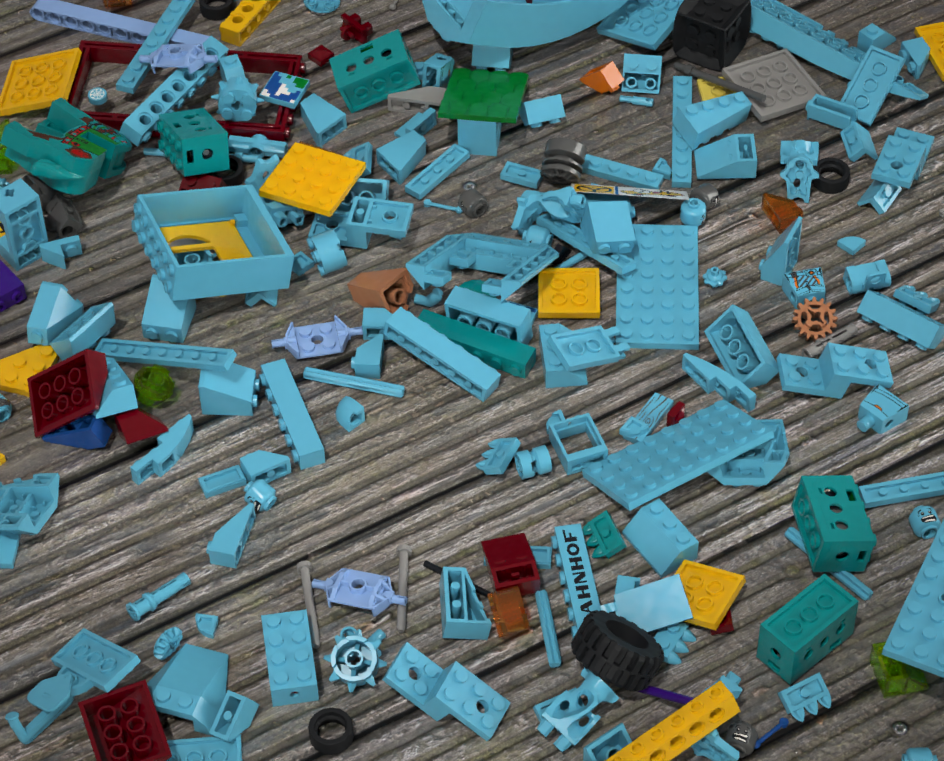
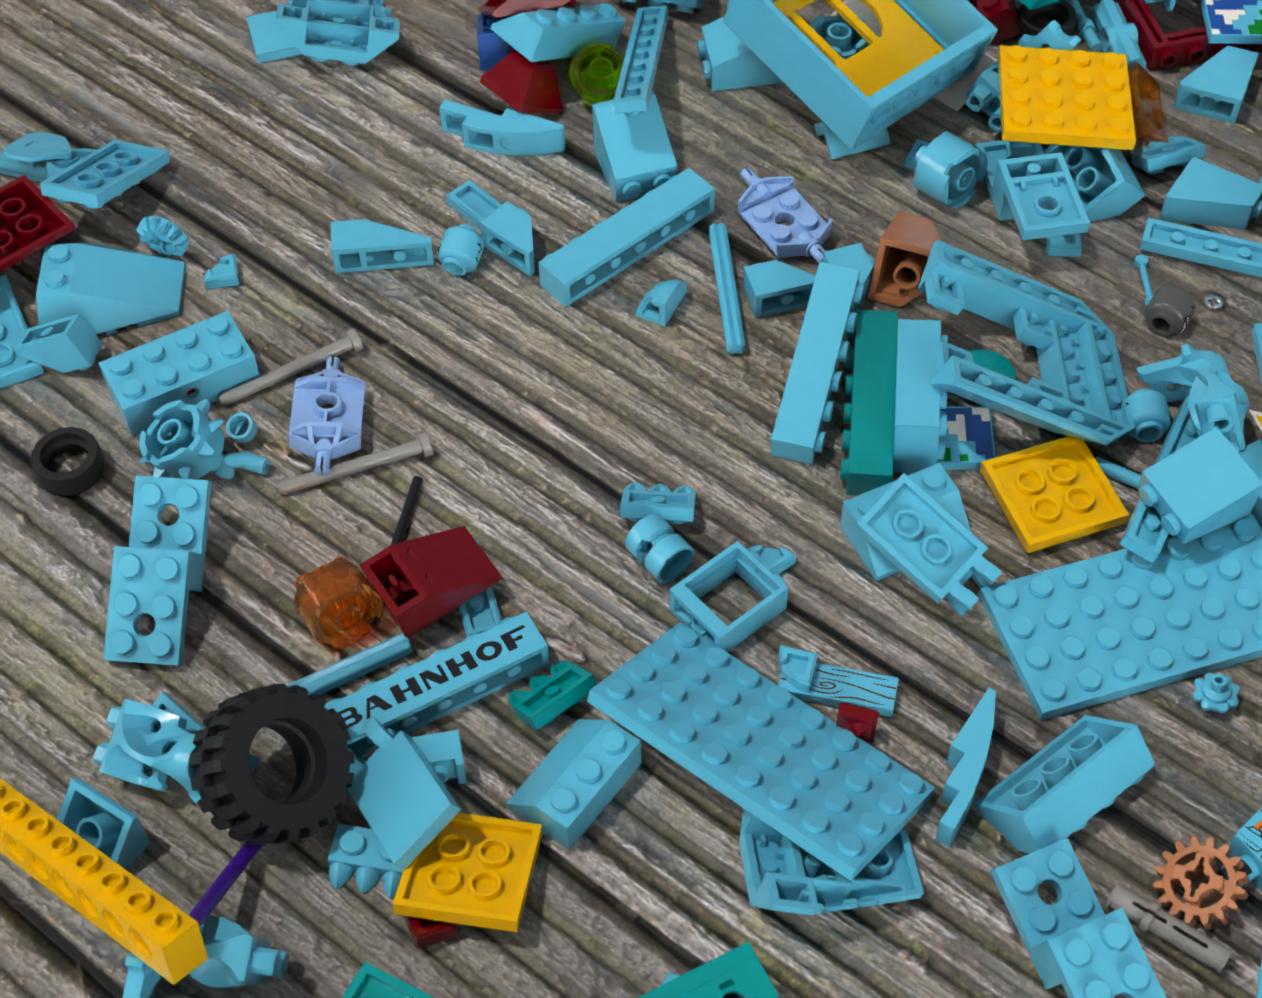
camera: 70 degrees right, 5 degrees up
(149, 601) = (237, 201): medium azure pin -> none
(429, 300) = (948, 322): medium azure arm -> none
(460, 608) = (332, 530): medium azure wedge -> none
(563, 253) = (1131, 454): black tile -> none

